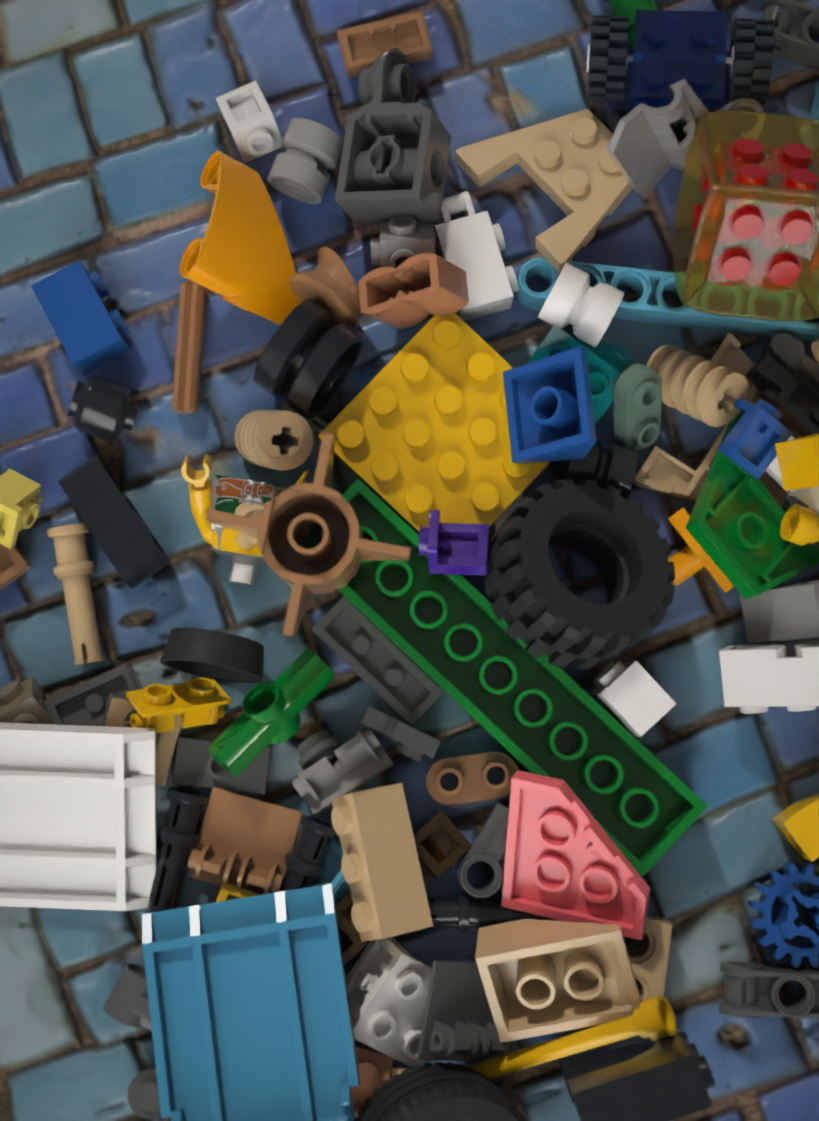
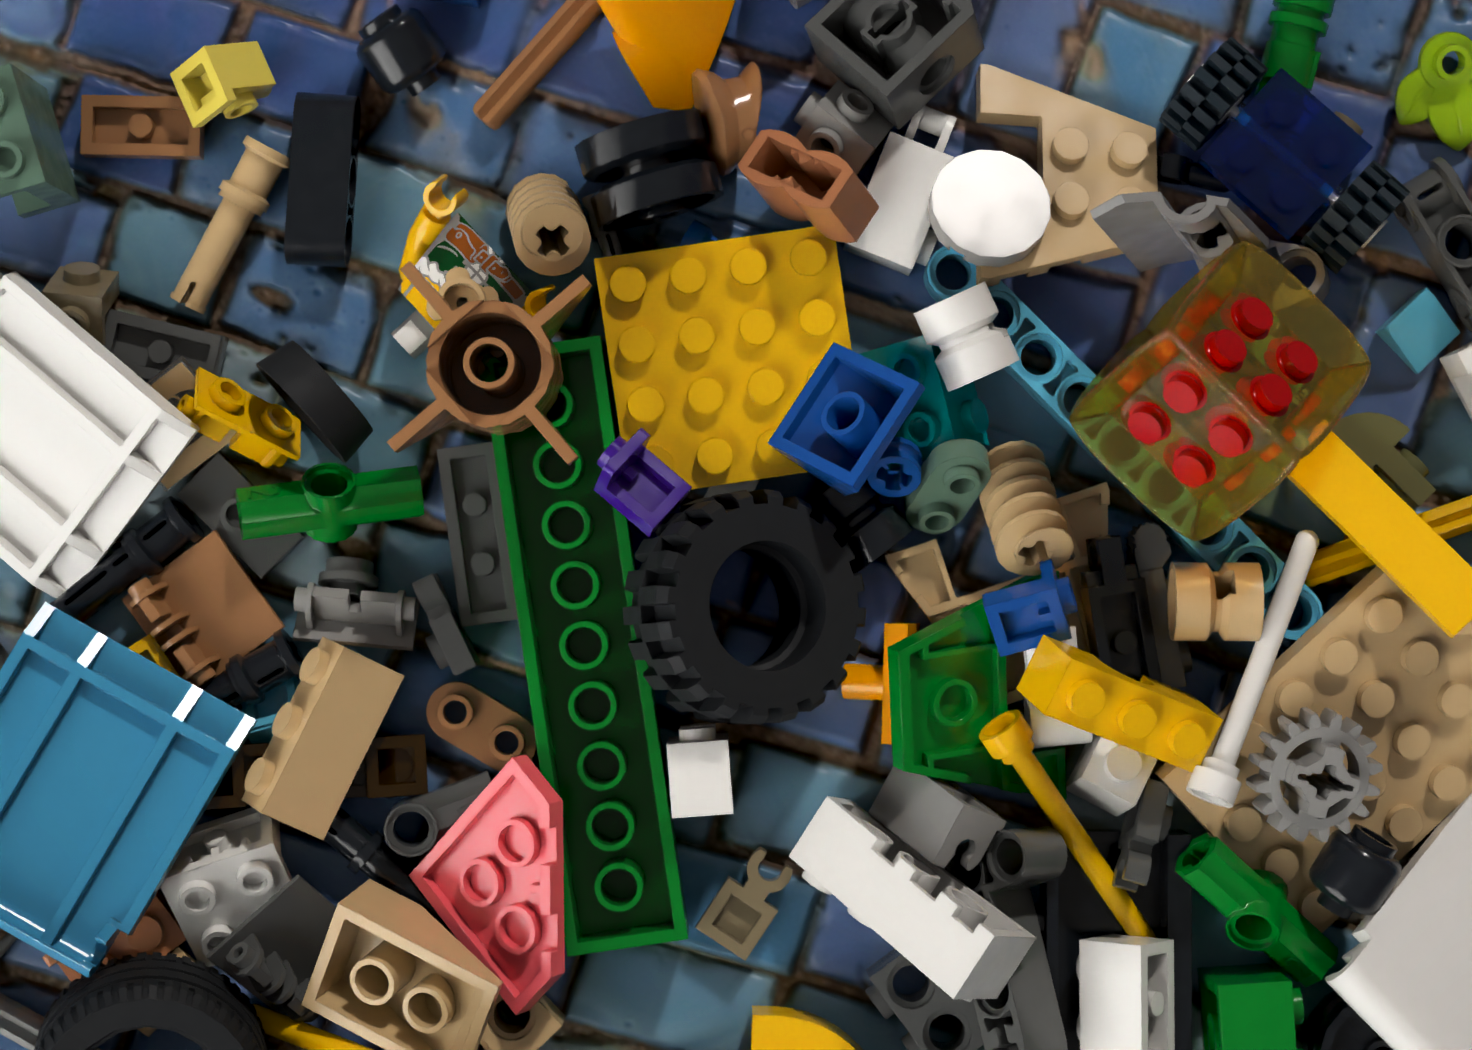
camera: 30 degrees right, 5 degrees up
(531, 221) = (989, 207): none -> tile
(610, 423) = (897, 482): none -> blue bush
(720, 767) = (739, 911): none -> dark tan plate

